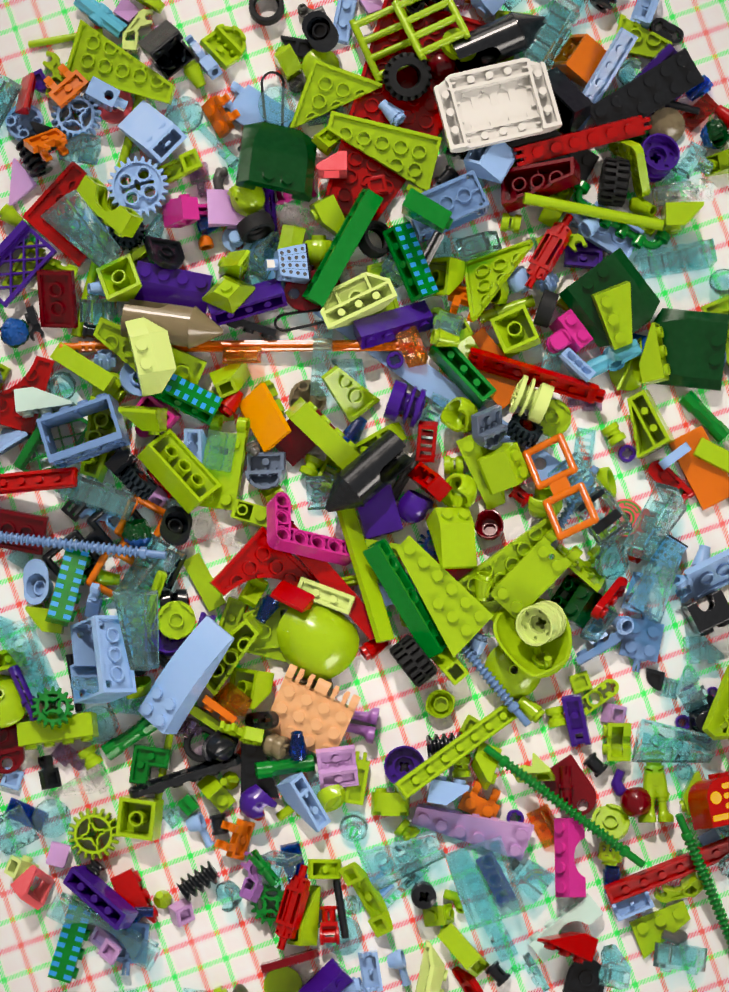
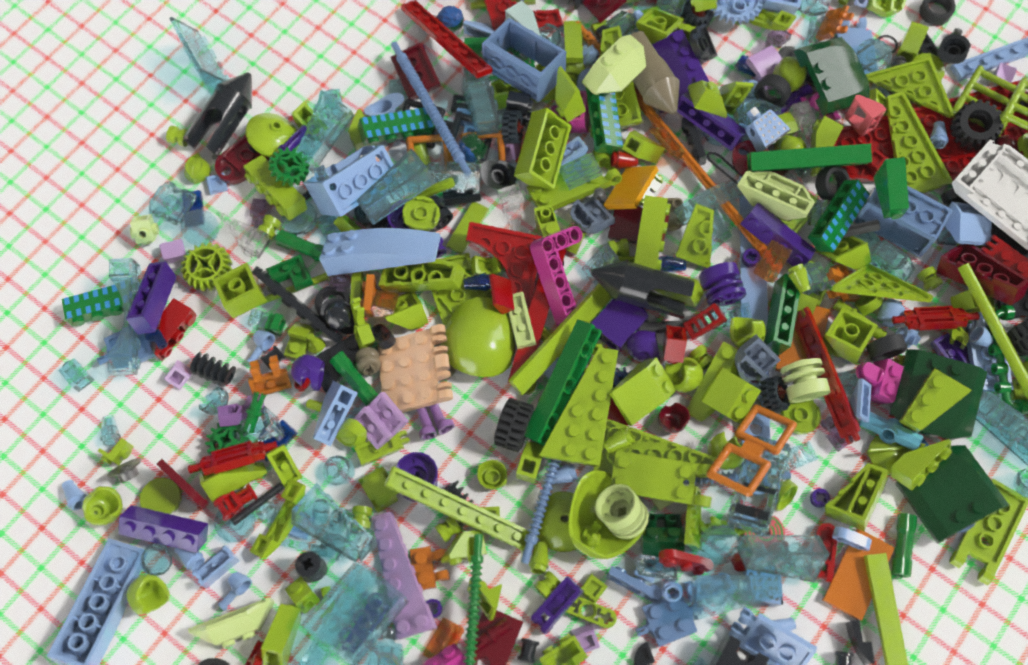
camera: 60 degrees right, 15 degrees down
(39, 895) = (123, 243): coral tile -> none
(48, 776) = (235, 206): black plate -> none
(94, 601) = (401, 148): light blue piece -> none
(95, 867) = (178, 284): black bush -> none
(106, 943) = (112, 330): lavender slope -> none
(156, 227) = (717, 32): clear light blue cone -> none
(162, 899) = (182, 352): lime rock -> none
(183, 211) = (742, 38): dark pink brick -> none
(205, 243) = (730, 72): orange hinge -> none
(297, 746) = (377, 376): clear blue cone -> none
(371, 649) = (502, 389): red cone -> none
(444, 791) = (415, 524): light blue slope -> none
(523, 501) = (716, 422): red bush -> none
(613, 434) = (827, 474): lime wheel -> none

